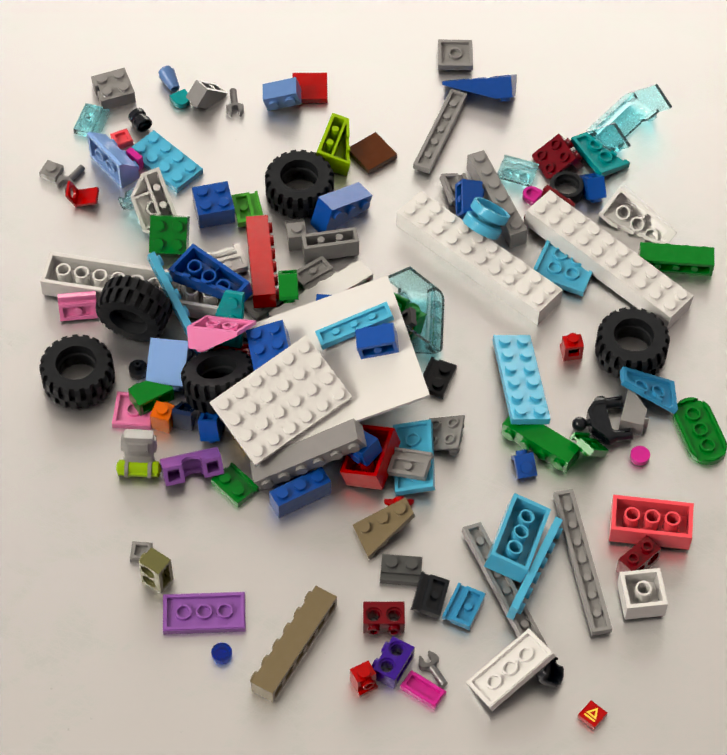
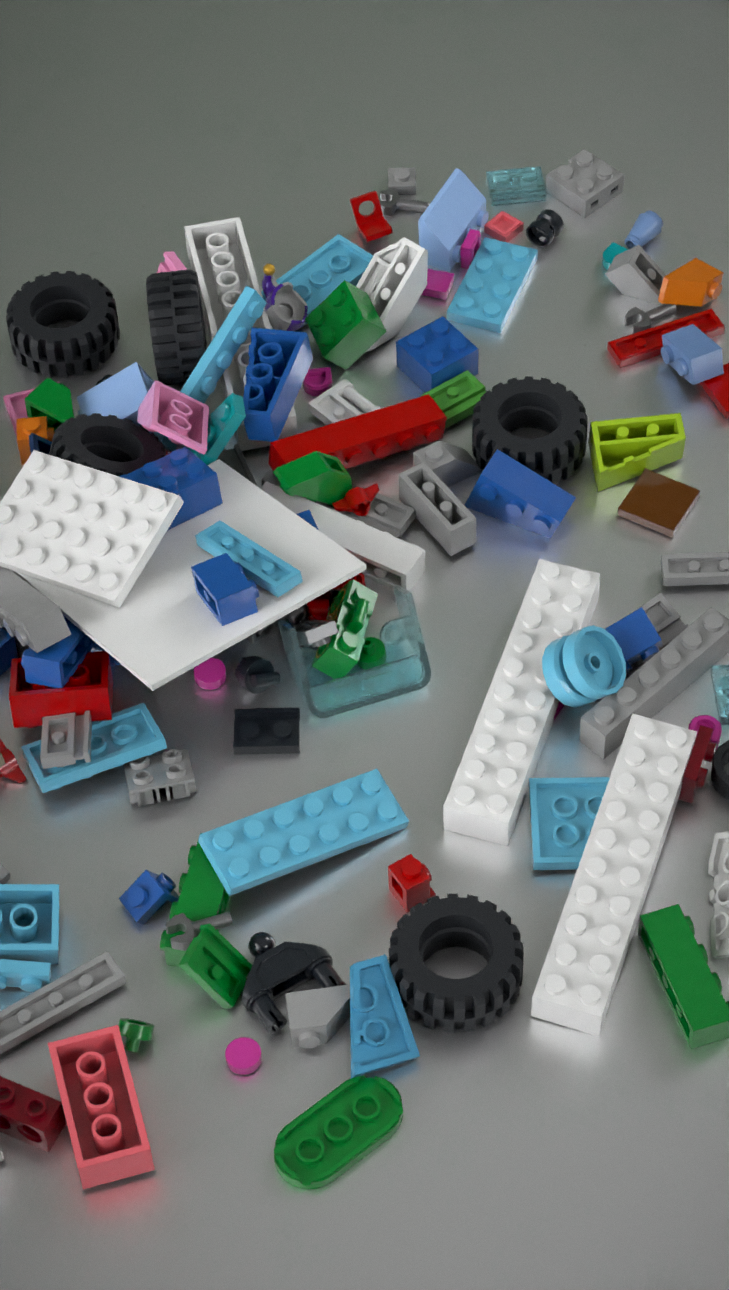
camera: 70 degrees right, 5 degrees down
(113, 235) = (326, 270): none -> medium azure plate
(134, 255) = (284, 305): none -> light grey piece
(228, 73) = (691, 284): none -> orange slope
(254, 103) = (649, 342): none -> red tile
(307, 276) = (357, 500): none -> red piece
(565, 445) = (191, 928): none -> flat silver bar
(606, 495) = (135, 1032): none -> green tile

